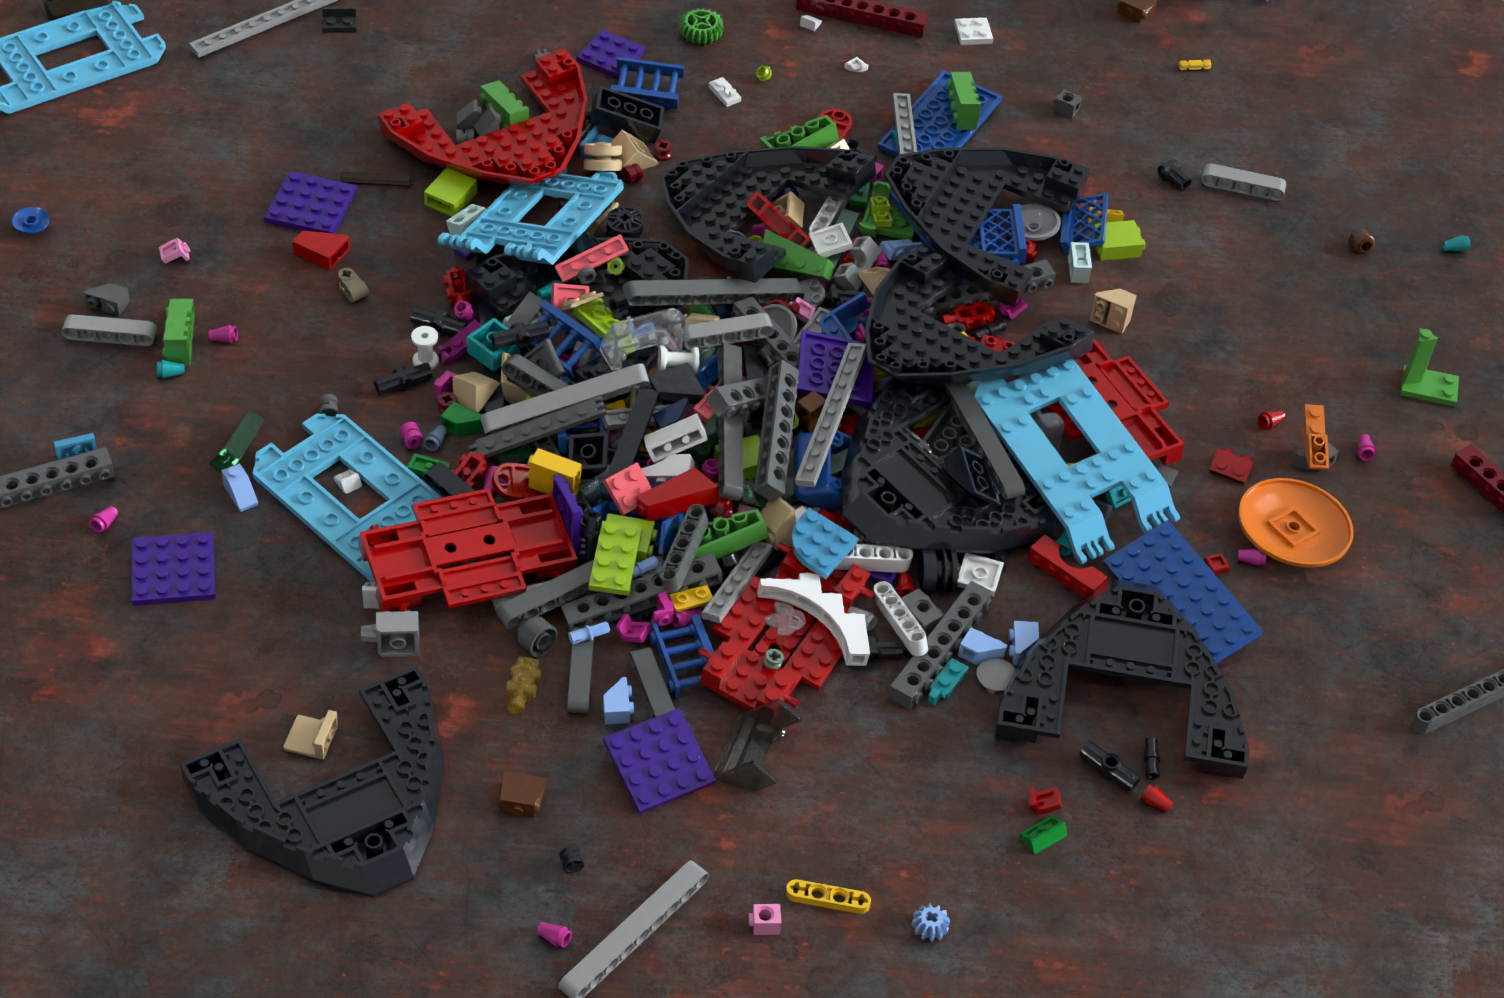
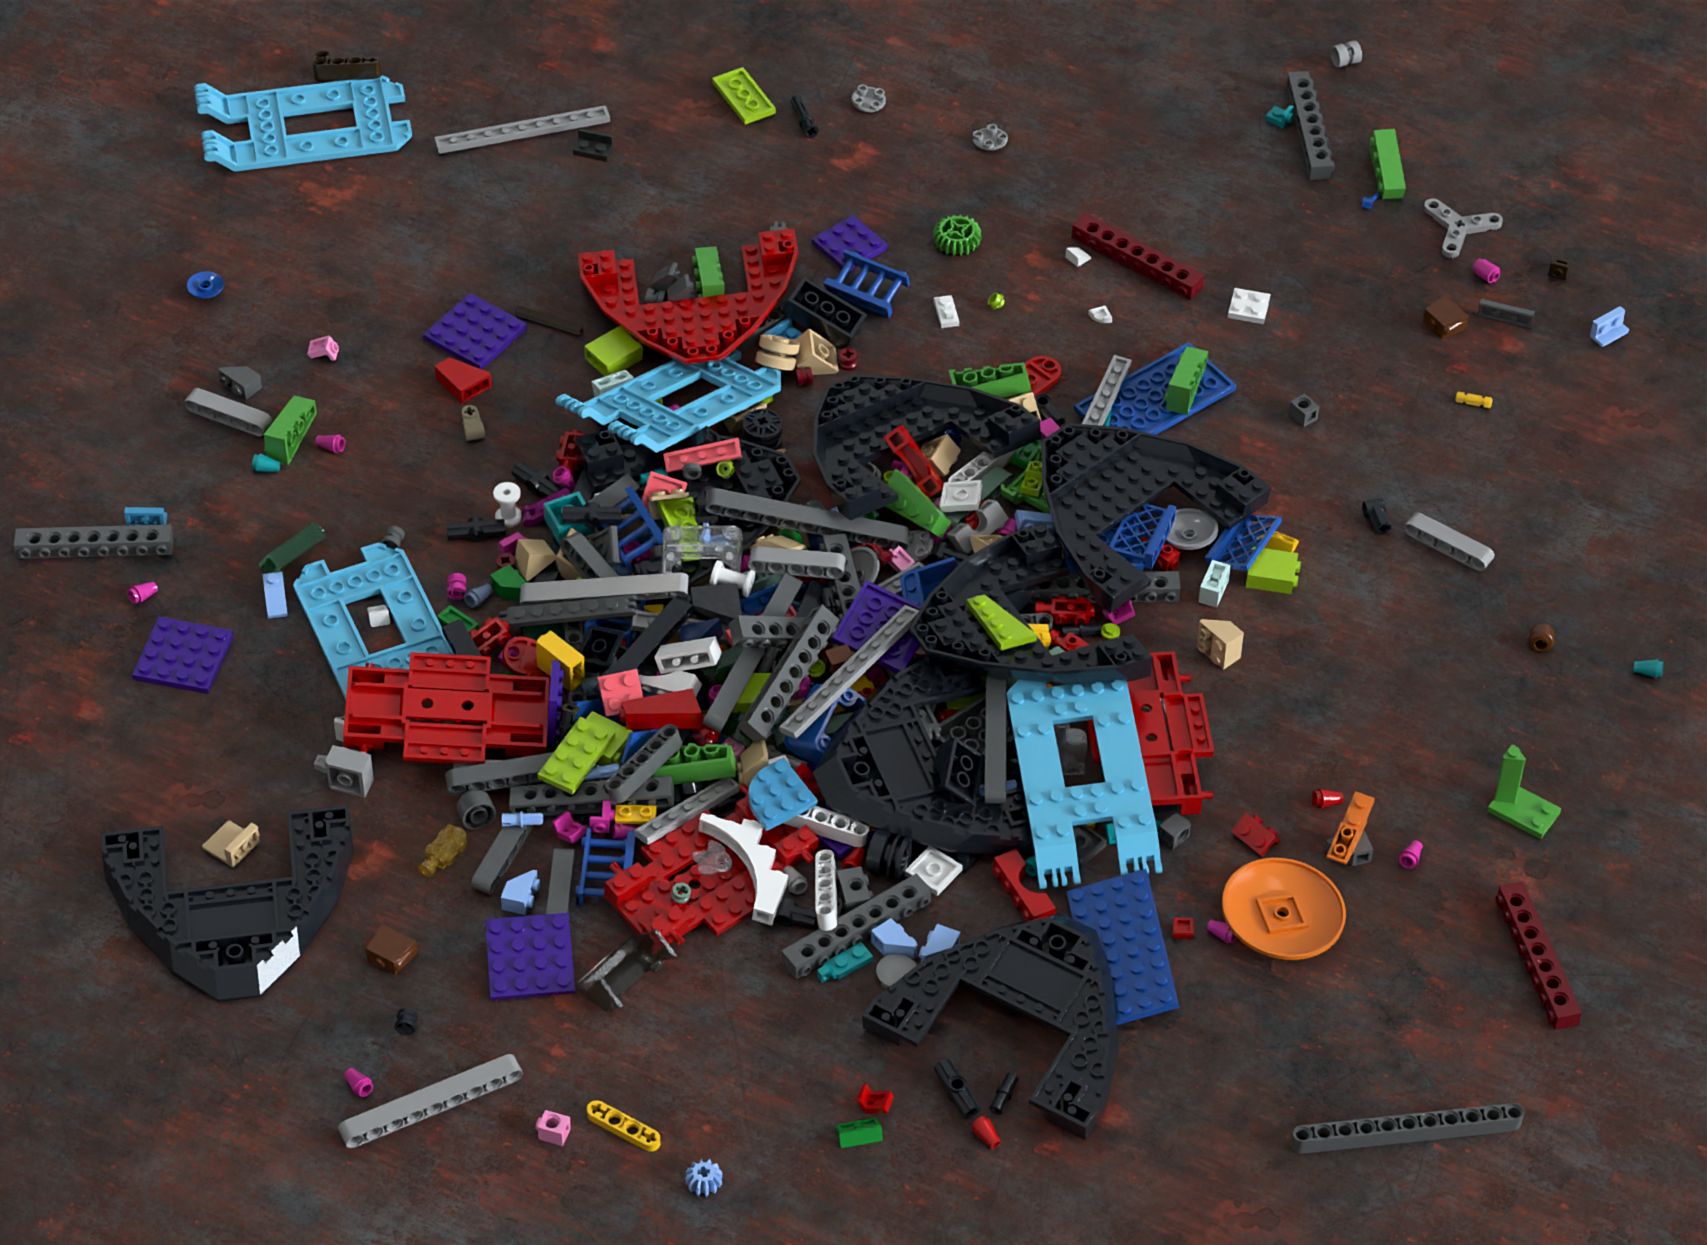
camera: 25 degrees right, 0 degrees up
(943, 339) = (999, 624): none -> lime wing
(1013, 326) = (1110, 631): none -> lime plate

